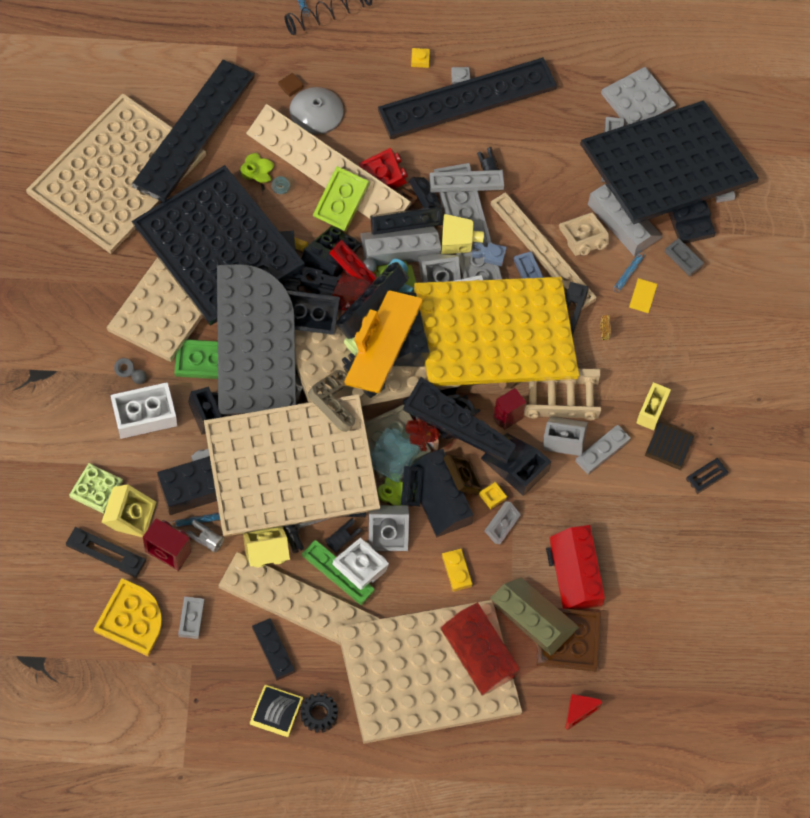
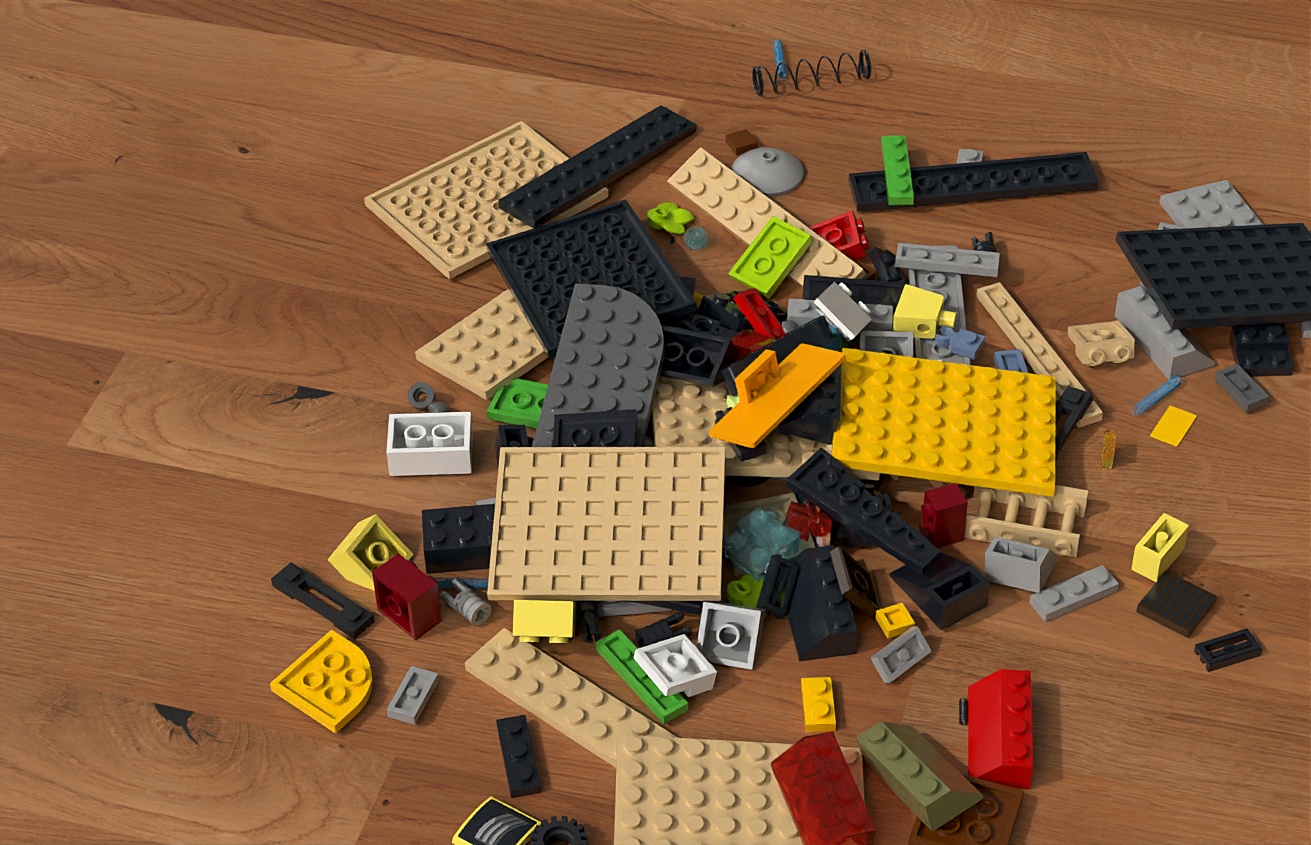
camera: 20 degrees right, 20 degrees down
(95, 487) = (331, 523): yellowish green tile -> none
(264, 393) = (596, 429): none -> black plate
(340, 417) = (677, 441): dark tan beam -> none
(408, 253) = (842, 311): none -> white slope
(412, 99) = (897, 170): none -> bright green plate
(420, 57) = (920, 136): yellow plate -> none

